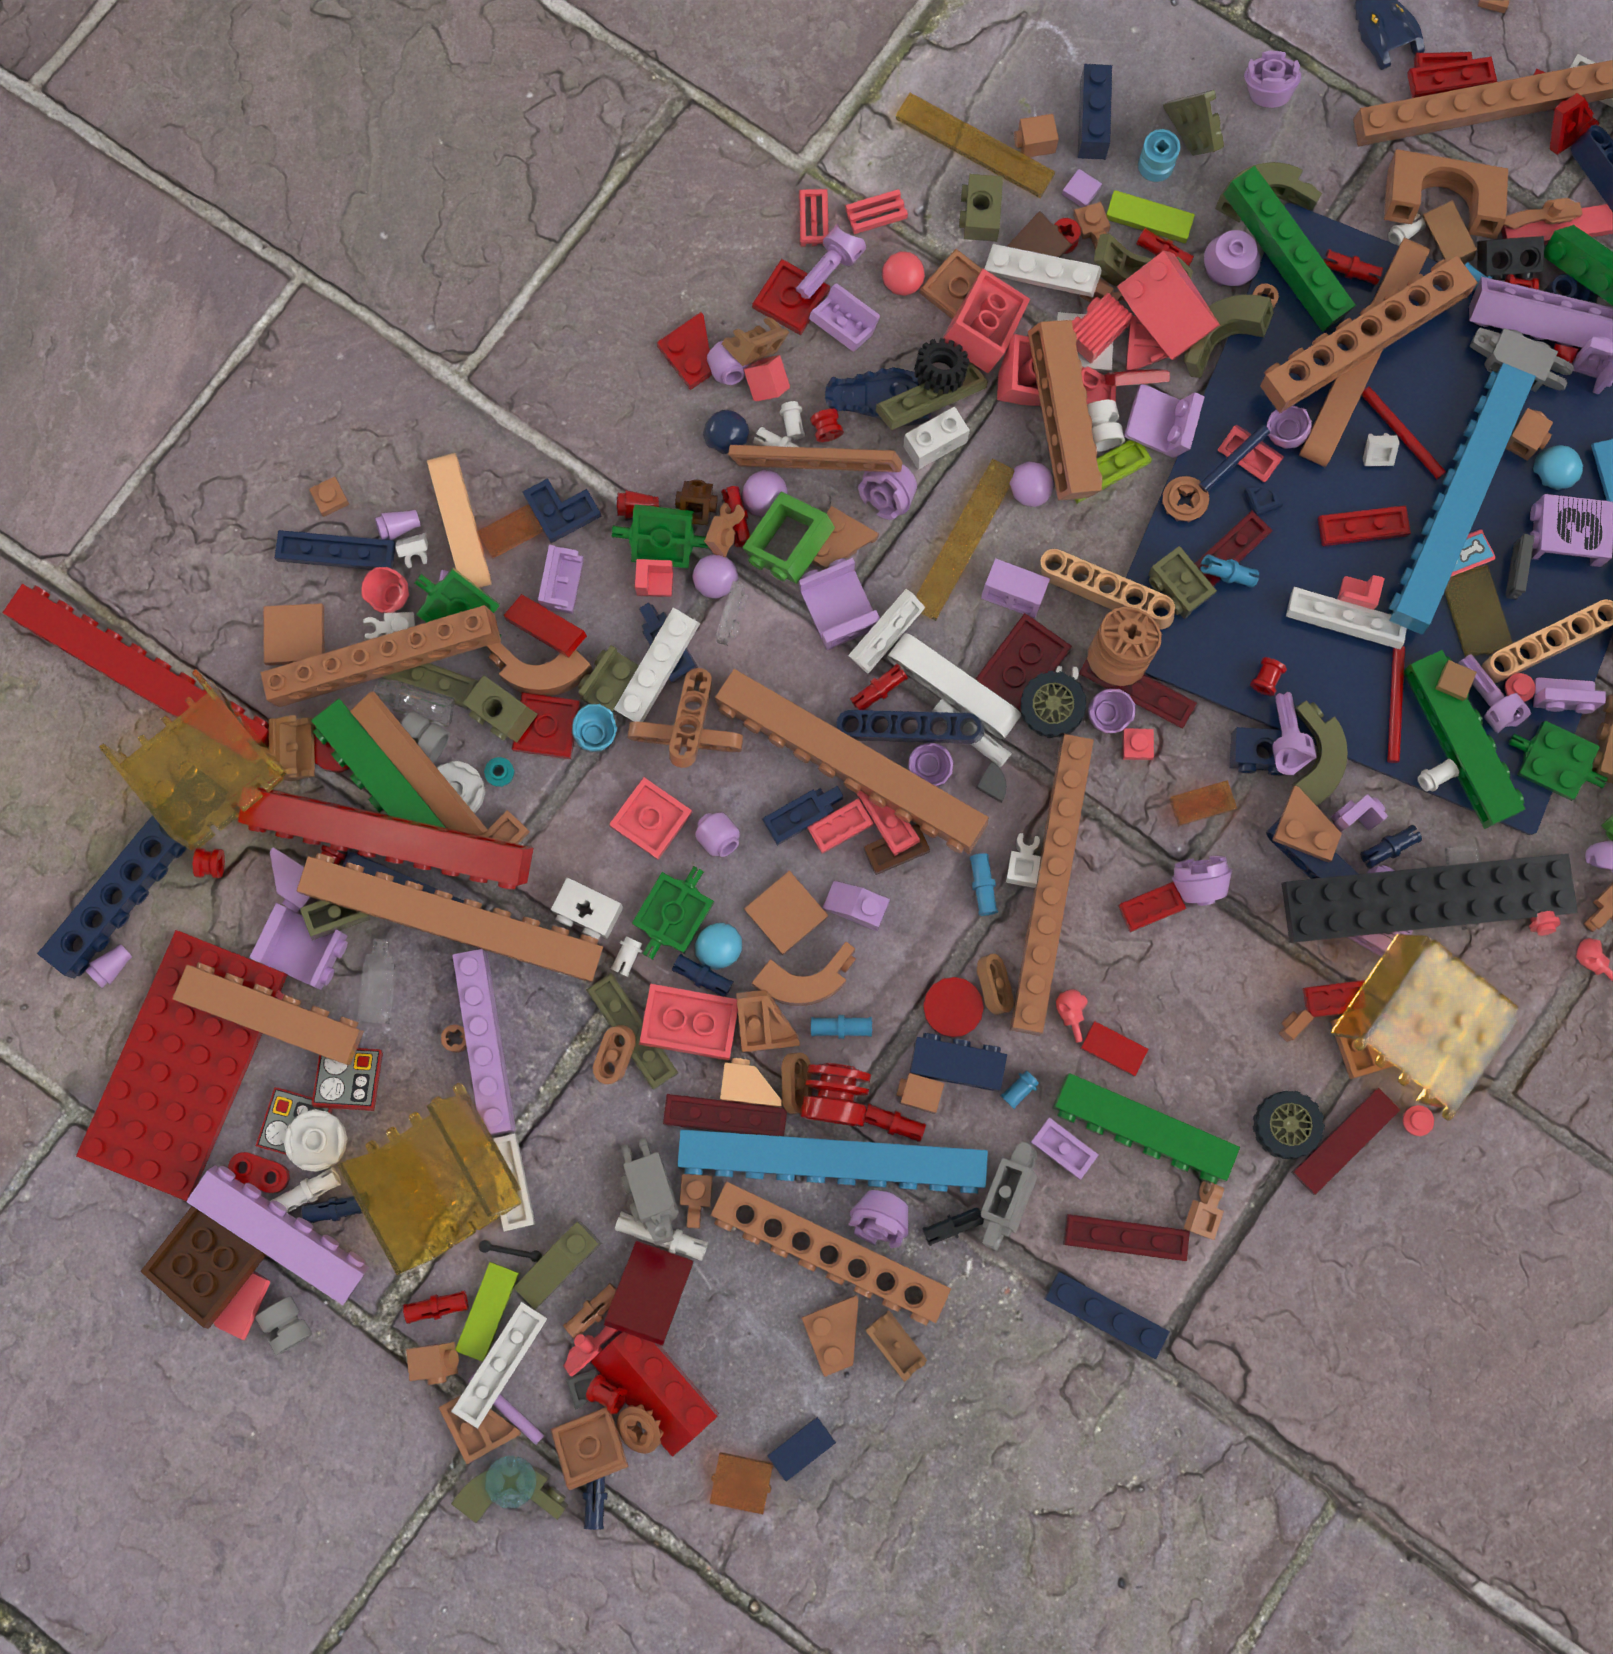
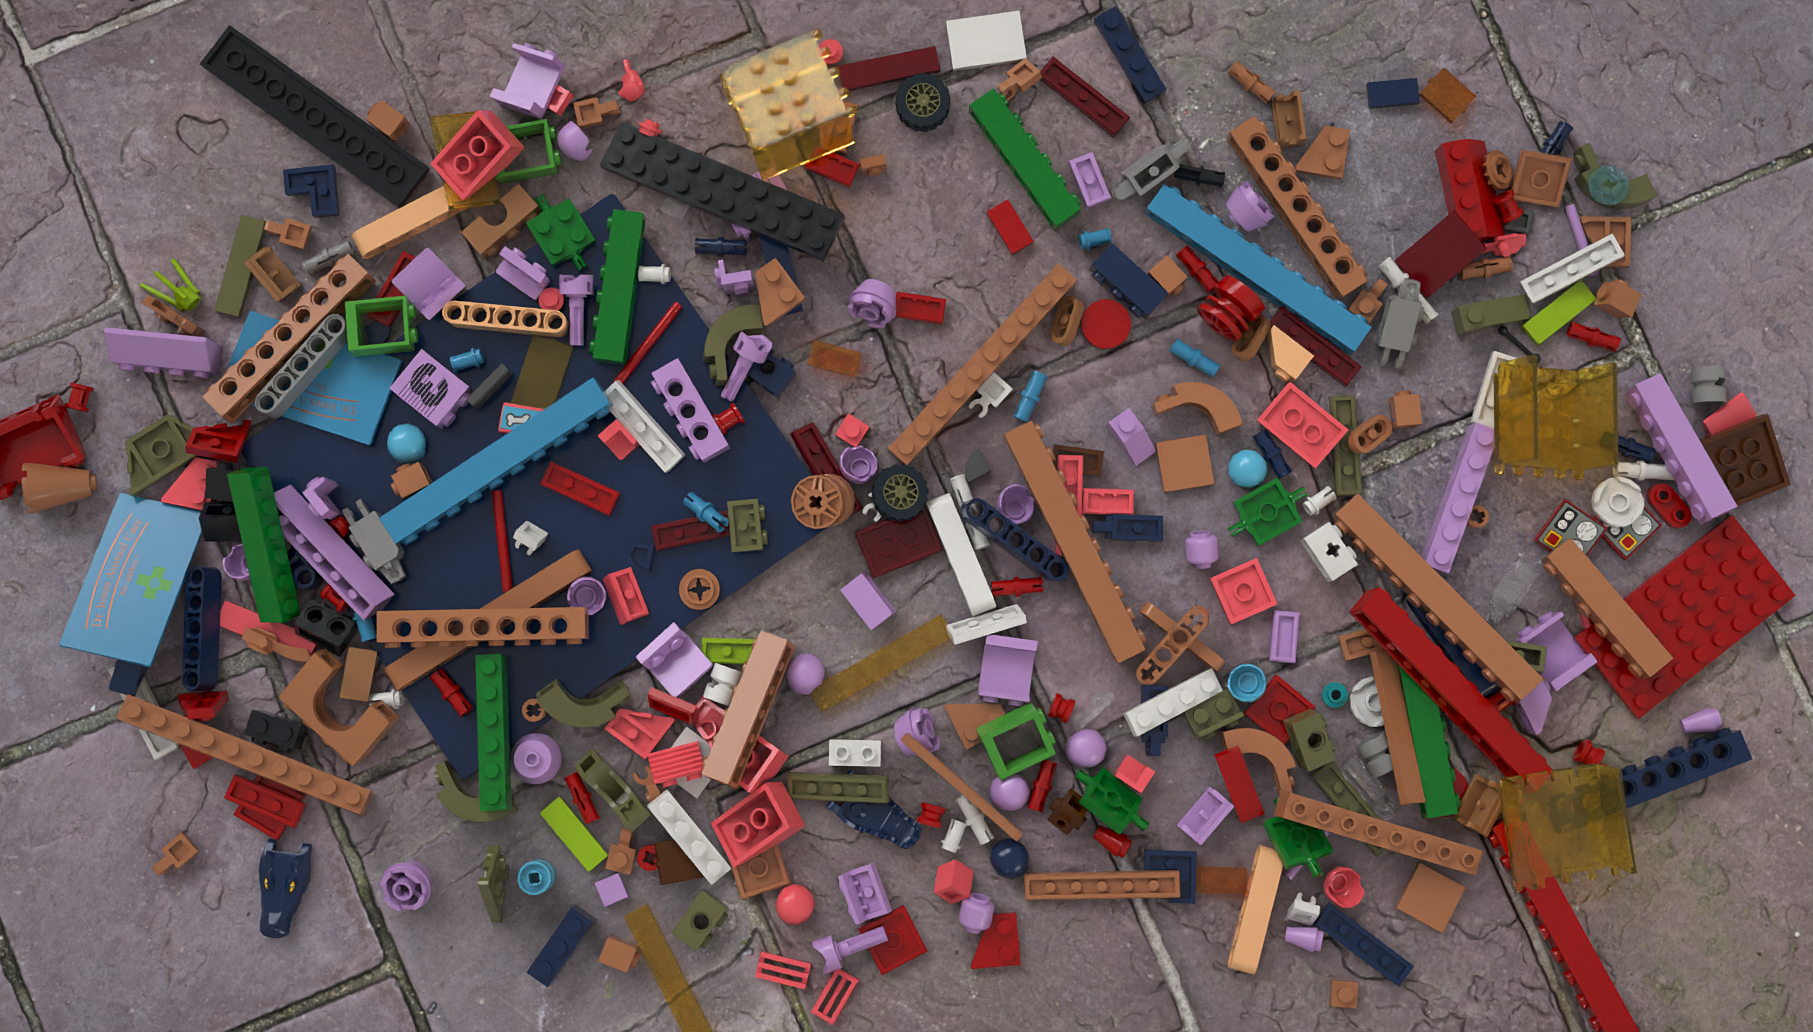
camera: 150 degrees left, 5 degrees up
(392, 623) = (1351, 853): white plate -> none
(583, 800) = (1284, 636): none -> lavender tile
(591, 1103) = (1405, 410): none -> nougat brick
(622, 457) = (1102, 885): none -> nougat tile
(721, 534) = (1064, 775): nougat plate -> none
(756, 343) = (947, 914): medium nougat hinge -> none
(763, 597) = (1061, 708): none -> red wheel
(763, 1023) = (1250, 391): nougat wing -> none
(945, 354) = (807, 814): black tyre -> none
(959, 1365) = (1251, 82): none -> nougat pin
(1070, 1007) = (1025, 270): coral piece -> none
(1099, 577) = (808, 567): light nougat beam -> none
(1168, 304) = (616, 743): coral slope -> none
(1234, 458) = (644, 595): dark blue bar -> none
(1266, 1235) = (986, 40): none -> white tile
(1319, 676) = (675, 374): none -> lavender brick
(1456, 680) = (599, 328): medium nougat tile -> none
(1489, 142) = (276, 729): none -> black brick
(1555, 585) = (467, 360): none -> dark azure pin

